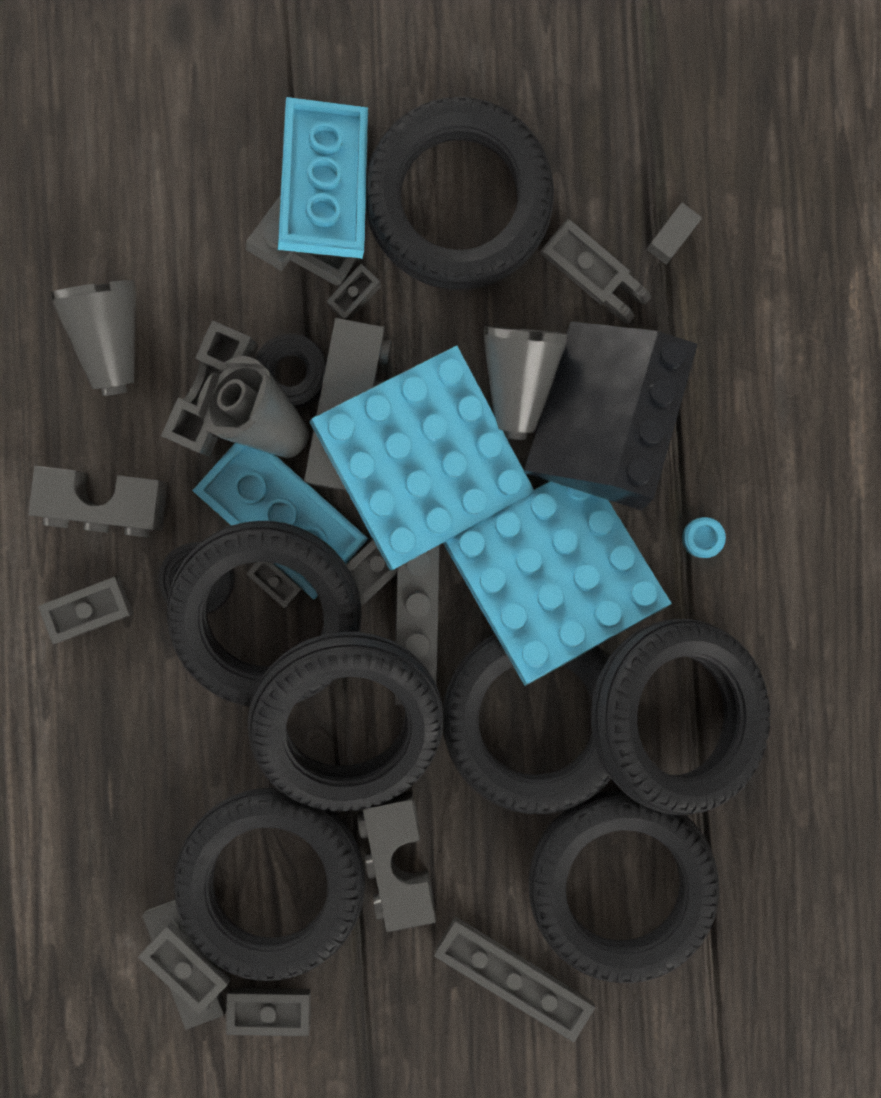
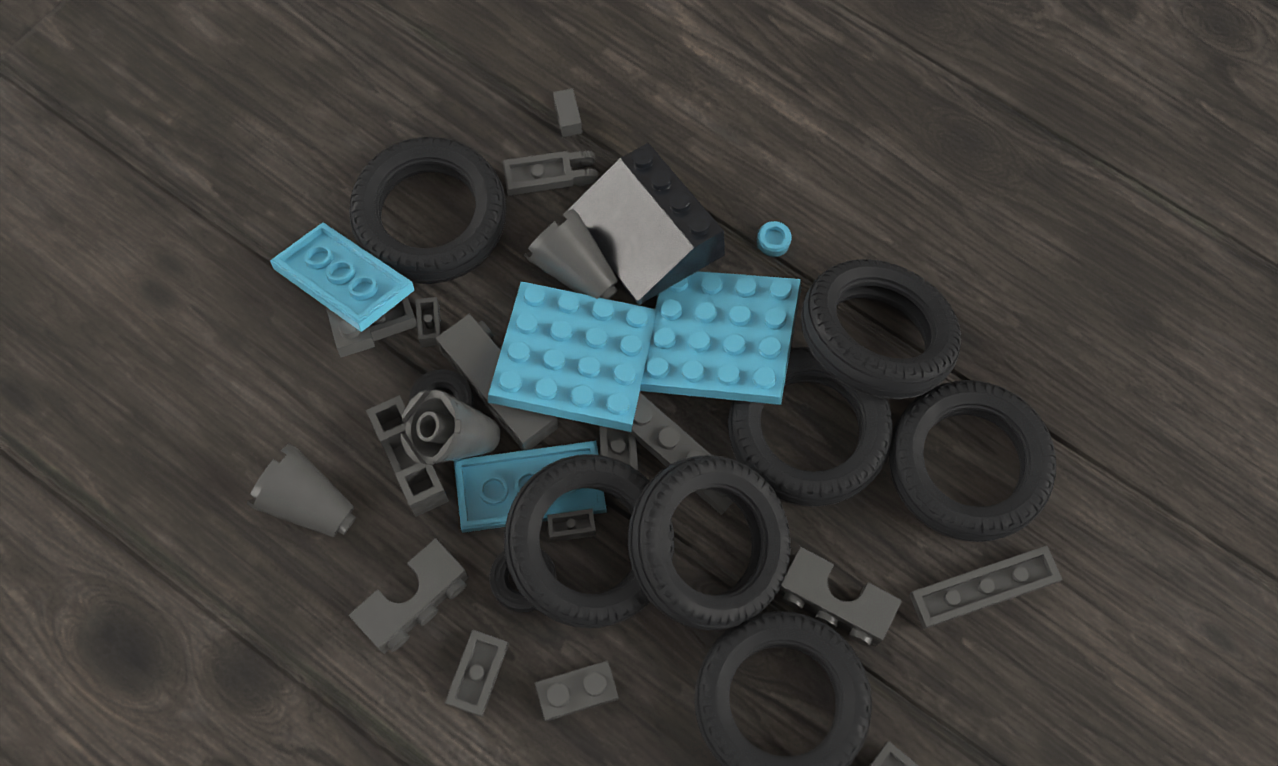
camera: 55 degrees left, 20 degrees down
(142, 702) = (576, 691): none -> dark grey plate

